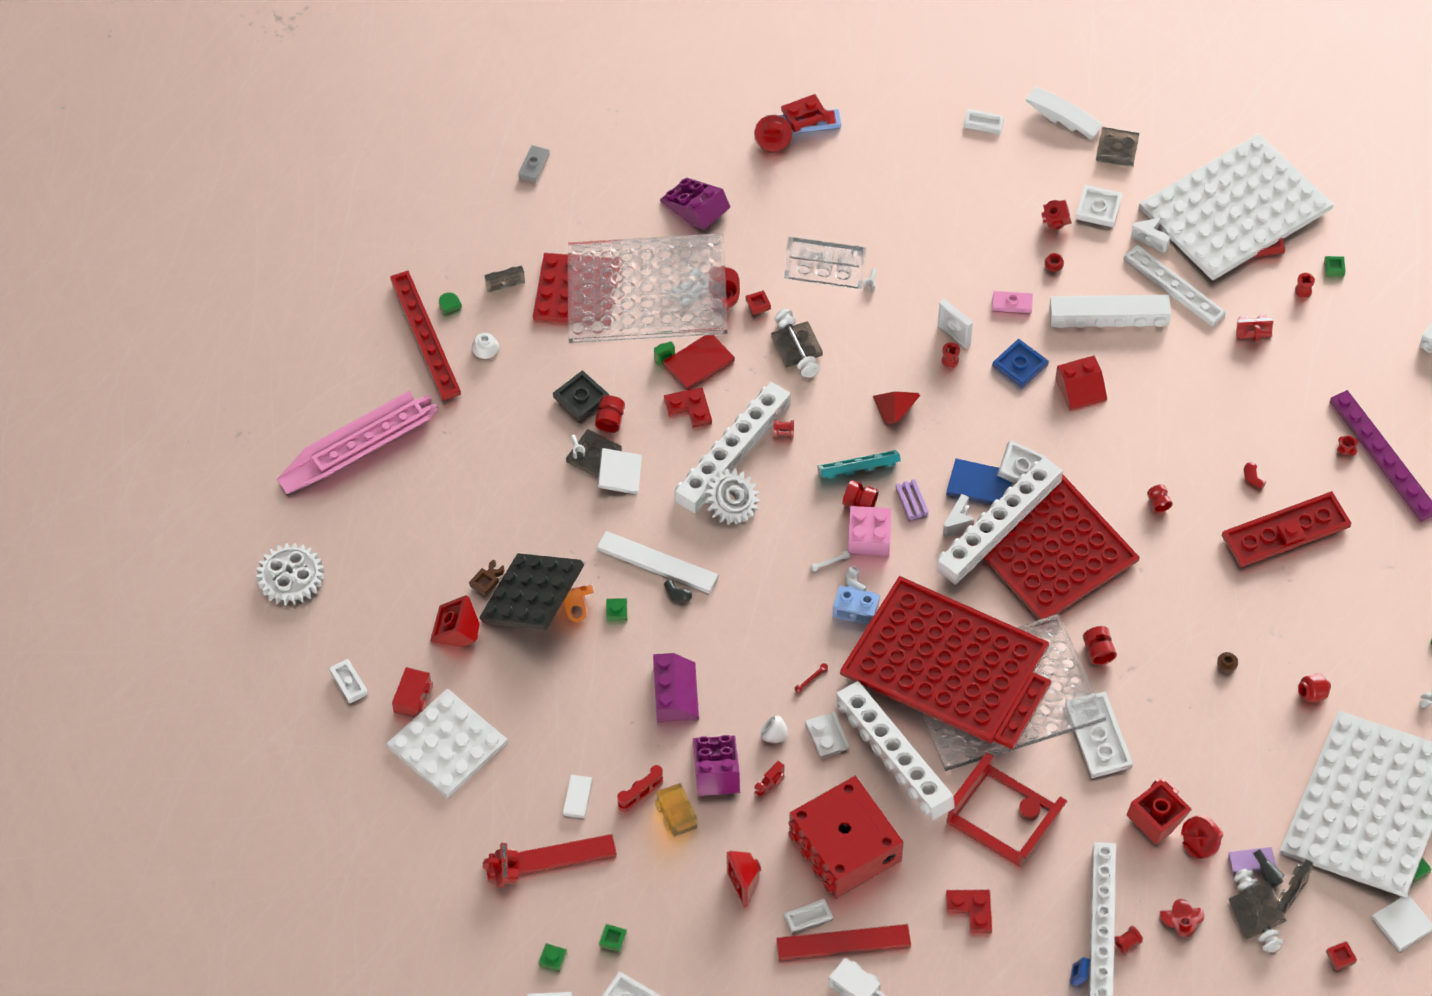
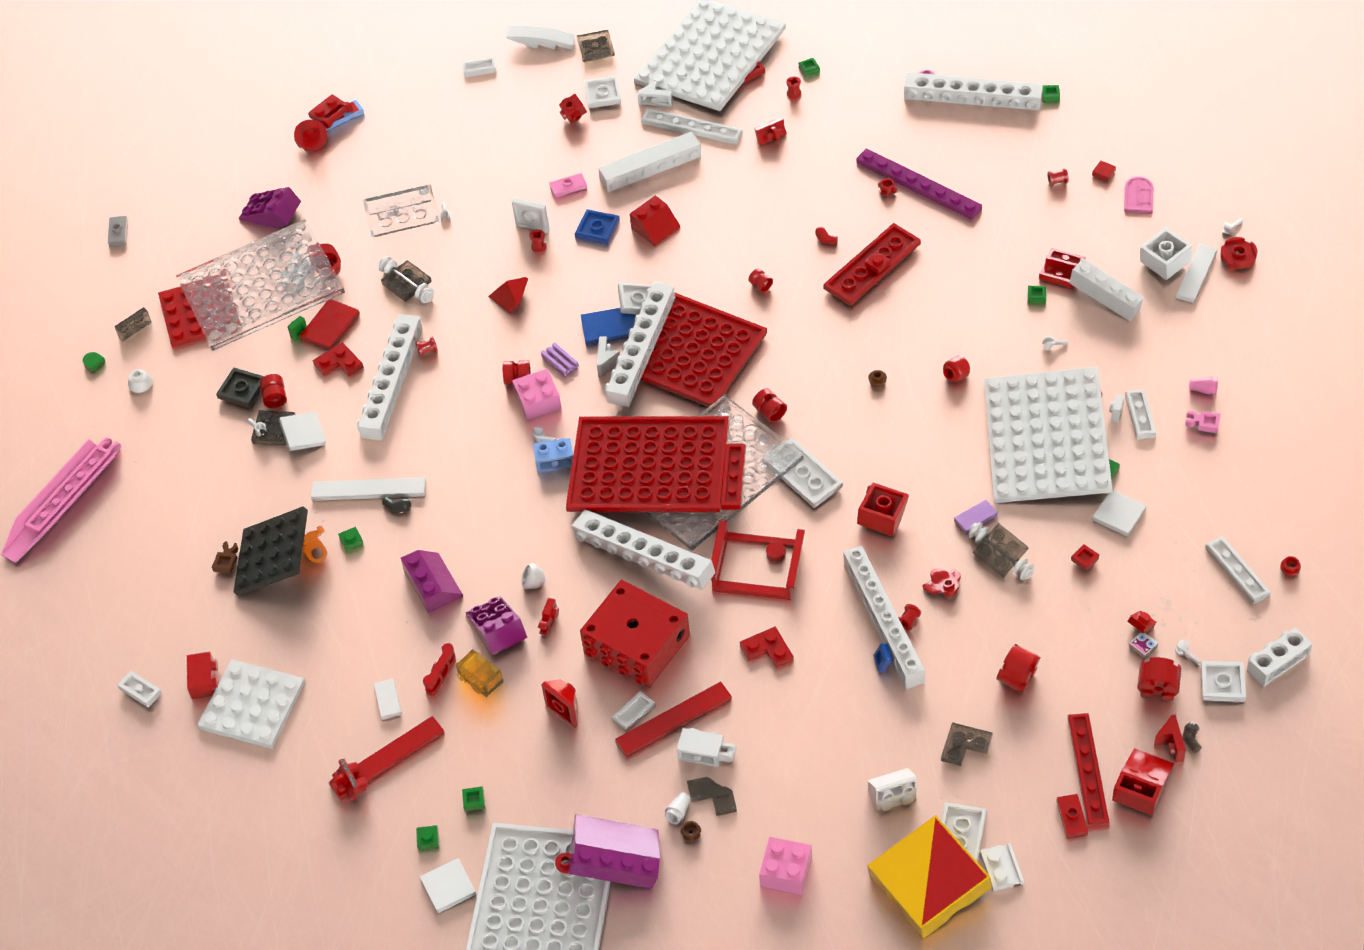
camera: 20 degrees left, 5 degrees down
(290, 573) = (47, 624): white gear -> none
(425, 335) = (83, 393): red plate -> none
(456, 623) = (215, 604): red slope -> none
(723, 505) = (396, 413): white gear -> none
(758, 302) = (358, 262): red plate -> none
(823, 668) = (549, 514): red hinge -> none
(827, 735) = (579, 564): white plate -> none
(845, 555) = (525, 421): white hinge -> none
(867, 463) = (509, 345): teal plate -> none
(1054, 258) = (587, 144): red plate -> none
(1201, 836) = (927, 513): red tile -> none
(1268, 870) = (993, 516): pearl dark grey cone -> none
(1298, 881) = (1021, 515): clear smoke plate -> none

